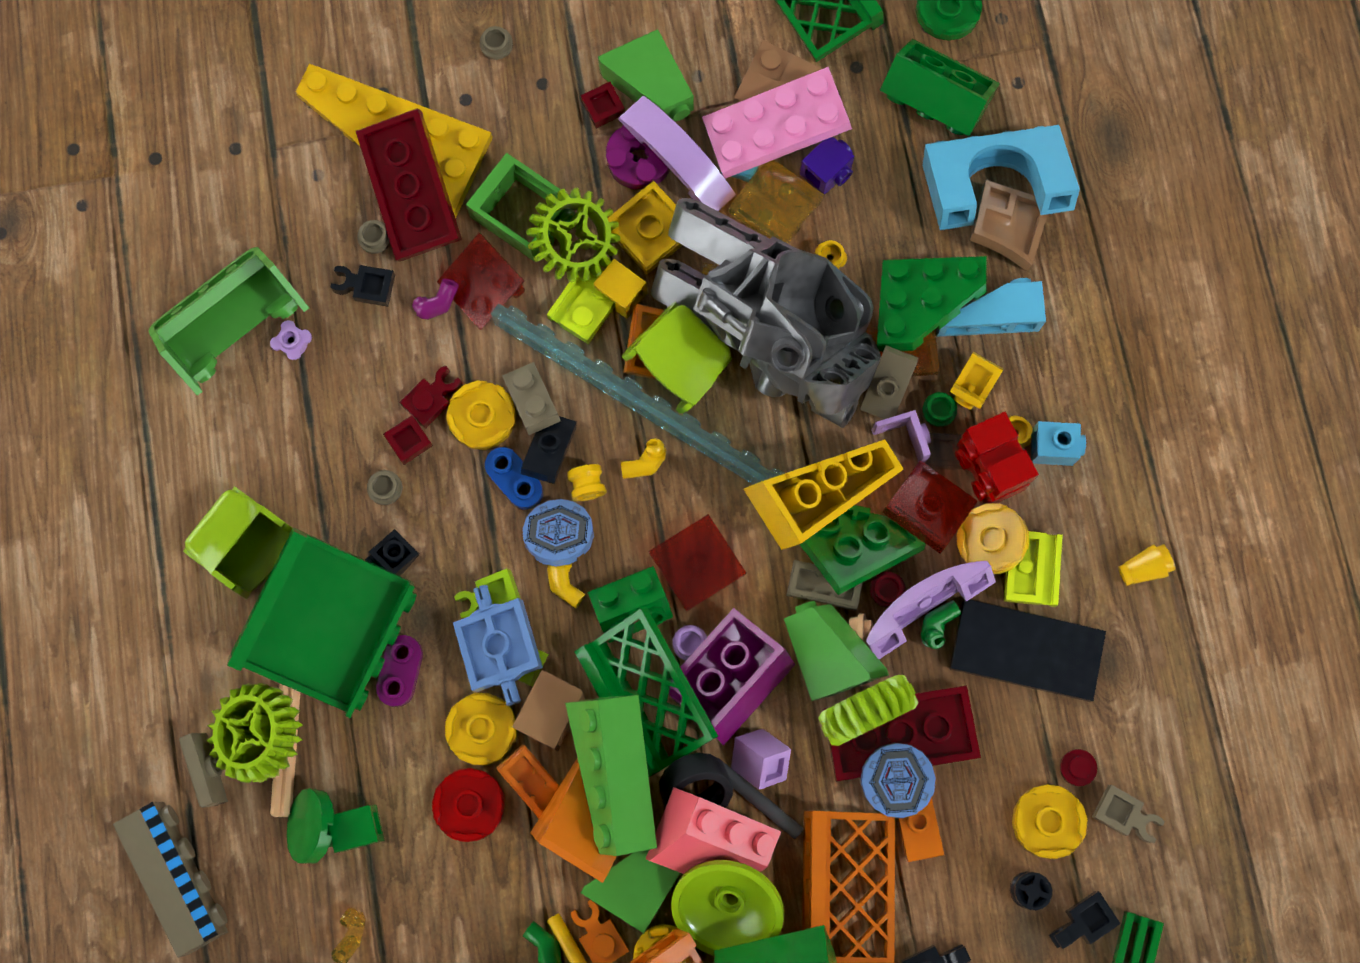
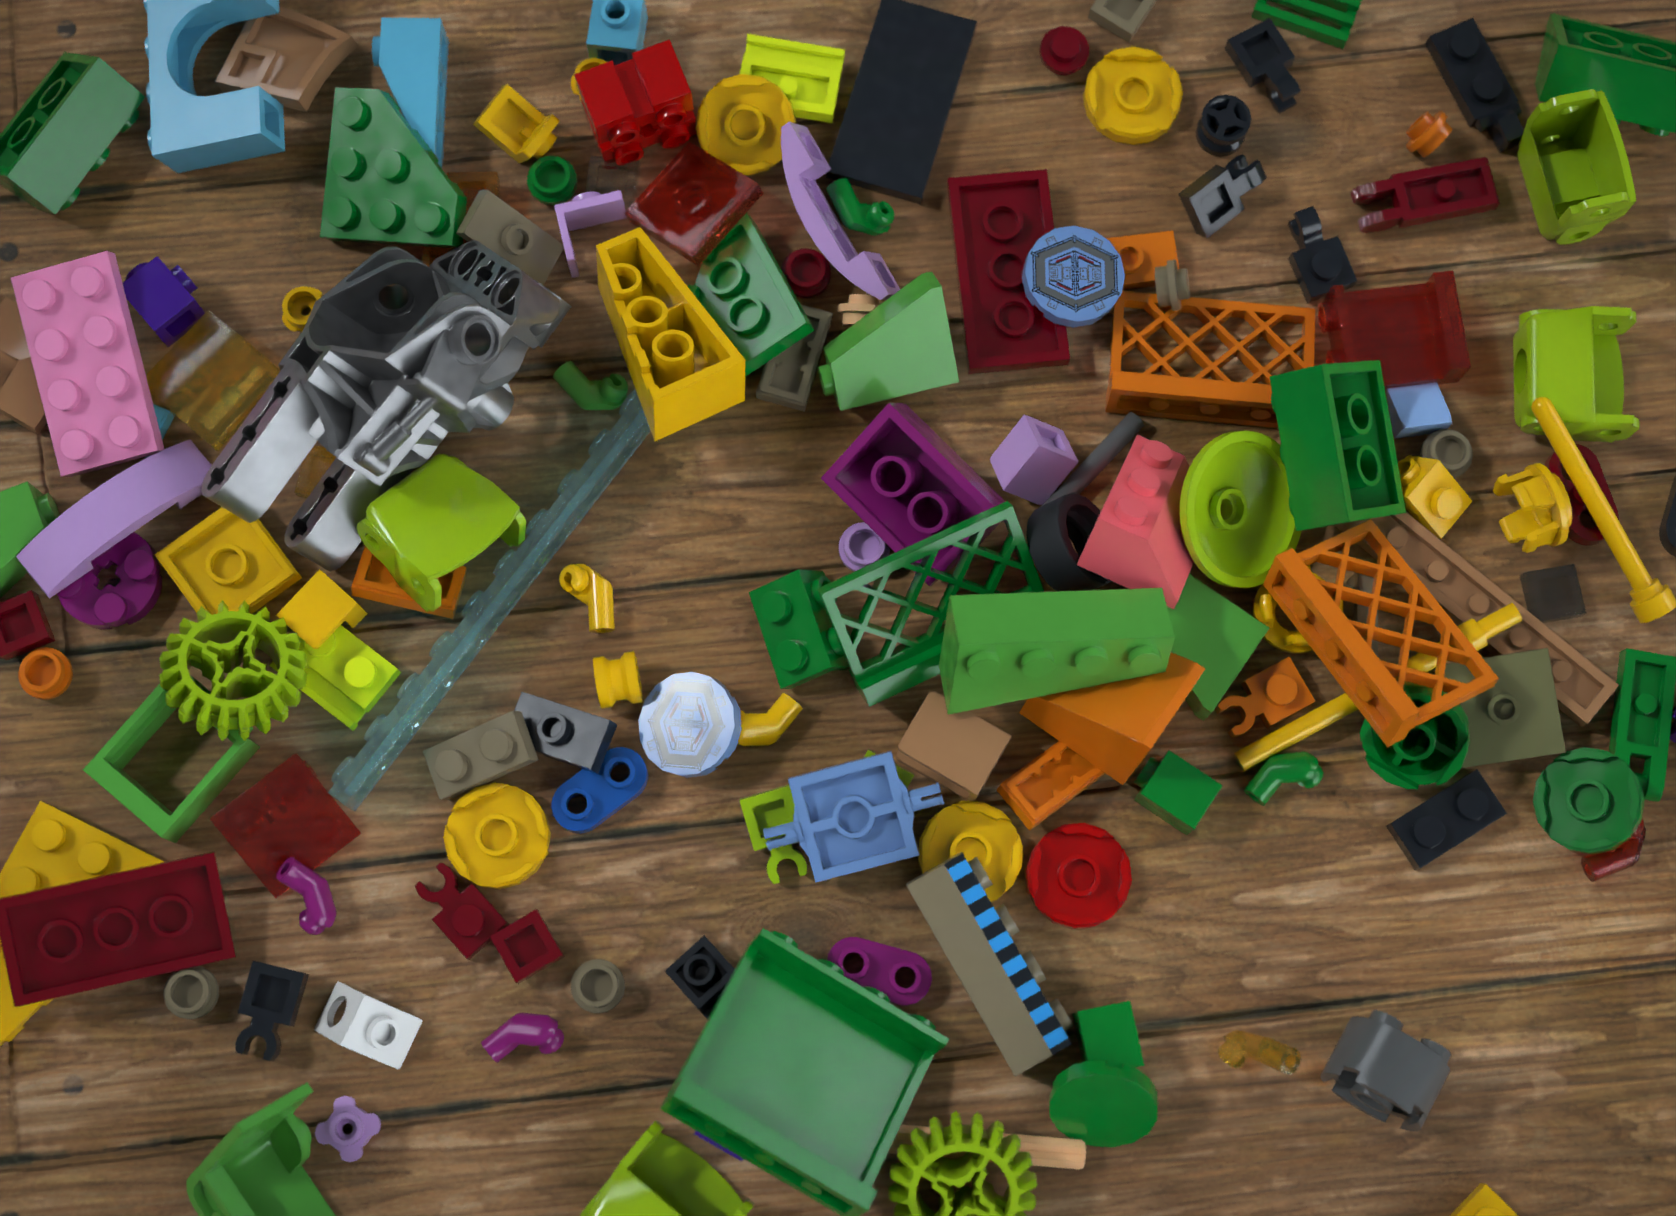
camera: 90 degrees left, 0 degrees up
(353, 345) = (368, 1026): none -> white bracket
(355, 443) = (526, 1030): none -> magenta arm
(403, 743) = (989, 963): none -> dark tan brick
(527, 870) = (1175, 791): none -> green brick
(573, 125) = (45, 673): none -> orange plate
(697, 563) = (749, 529): clear red plate -> none
(786, 448) = (593, 394): none -> bright green arm
(868, 709) = (981, 297): lime gear -> none
(898, 853) = (1171, 285): none -> dark tan plate
(975, 887) = (1216, 194): none -> black plate

